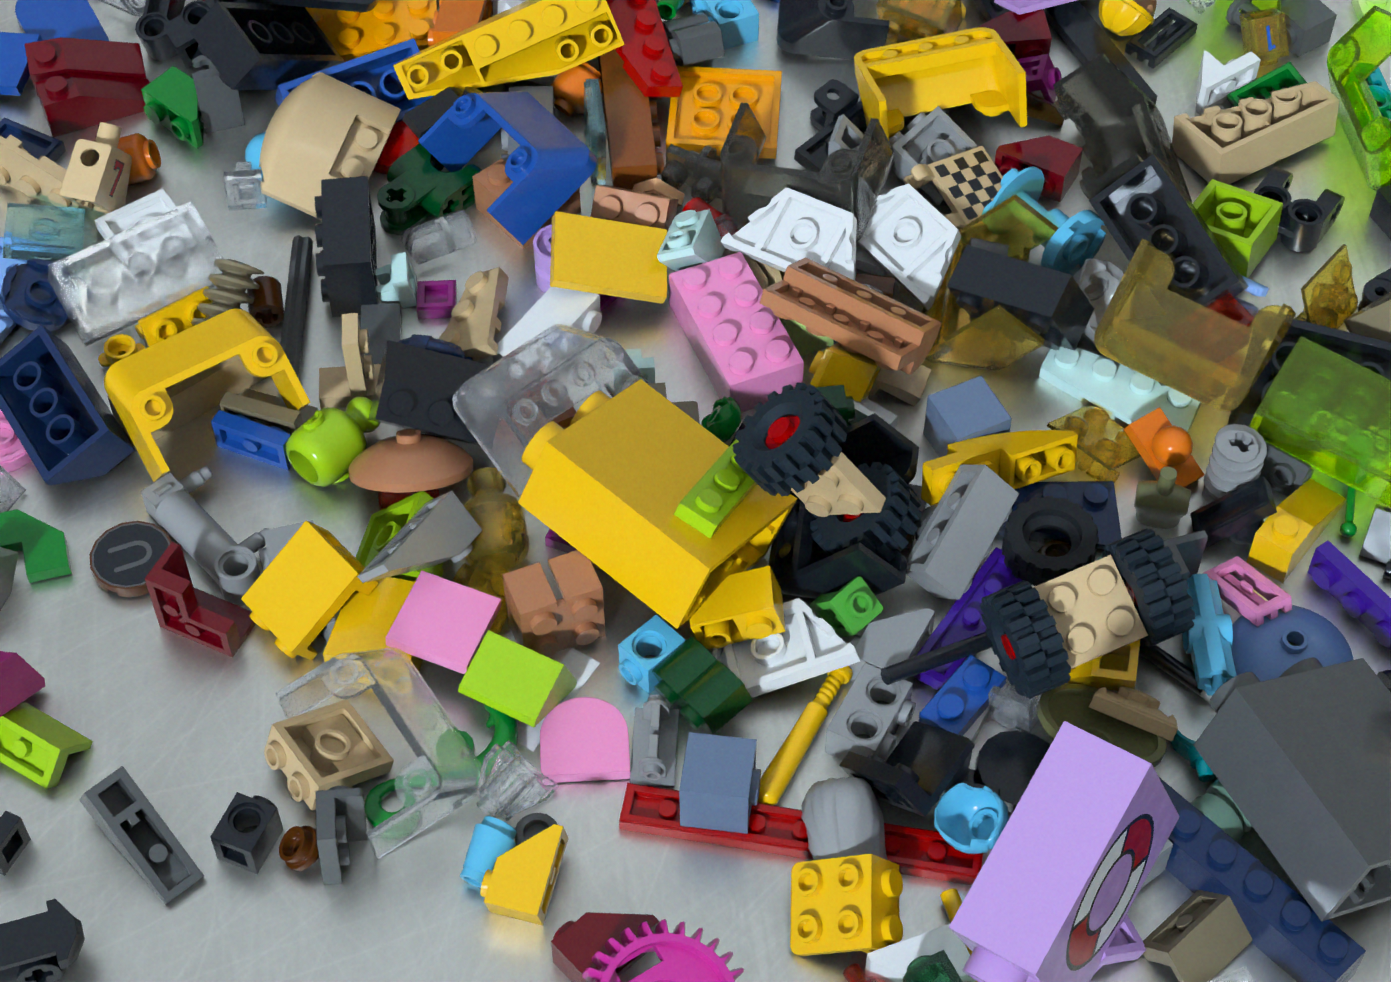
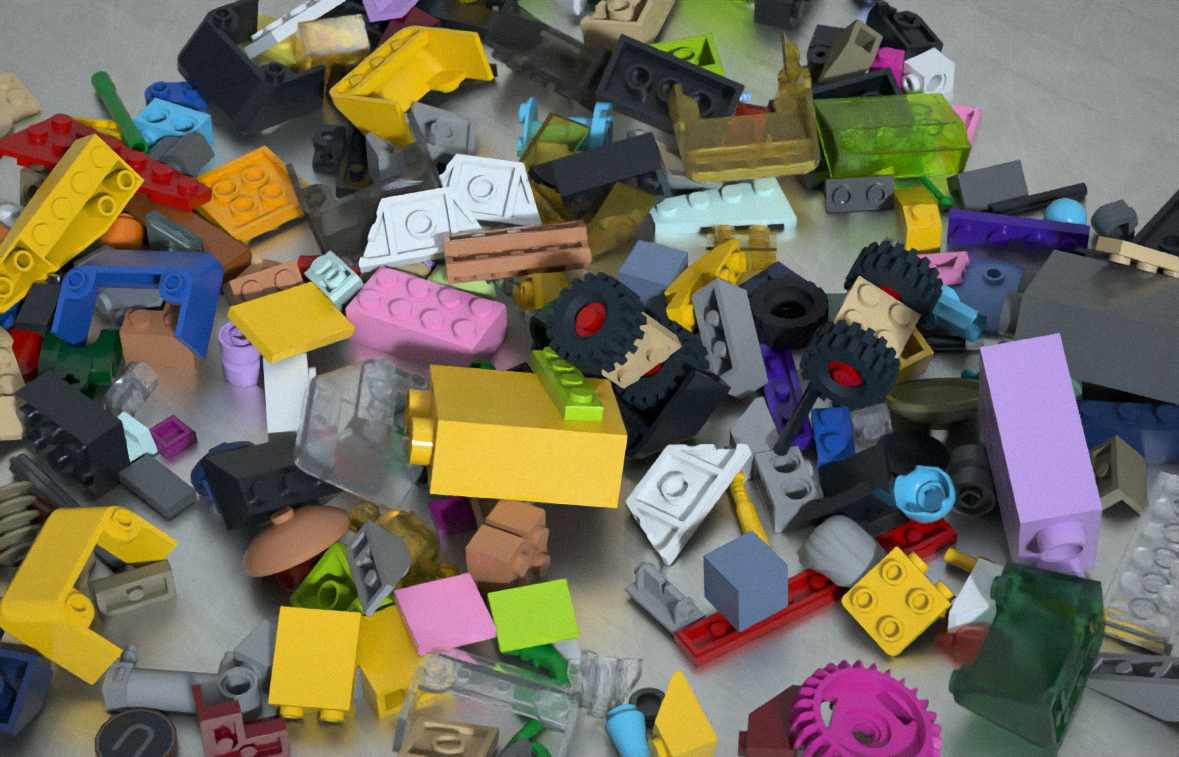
camera: 40 degrees left, 10 degrees down
(251, 439) = (143, 606): blue plate -> none
(330, 442) = (211, 567): lime piece -> none
(358, 375) = (180, 513): tan bracket -> none
(475, 316) = (222, 419): tan wing -> none
(584, 742) = (617, 627): bright pink tile -> none
(652, 639) = (601, 547): medium azure brick -> none
(695, 170) = (278, 241): clear smoke hips -> none
(701, 686) = (664, 536): dark green brick -> none
(740, 610) = (646, 472): yellow slope -> none
(848, 608) = (709, 427): bright green bracket -> none
(964, 181) = (481, 139): tan flag -> none
(1053, 156) = (502, 108): dark red slope -> none
(1135, 709) = (944, 374): tan tile -> none
(1161, 501) = (824, 252): olive piece -> none
(1164, 446) = (793, 221): orange tile -> none
(1234, 460) = (850, 203): light grey piece -> none
(1236, 513) = (878, 223): black tile -> none
(1303, 220) = (727, 37): black piece -> none

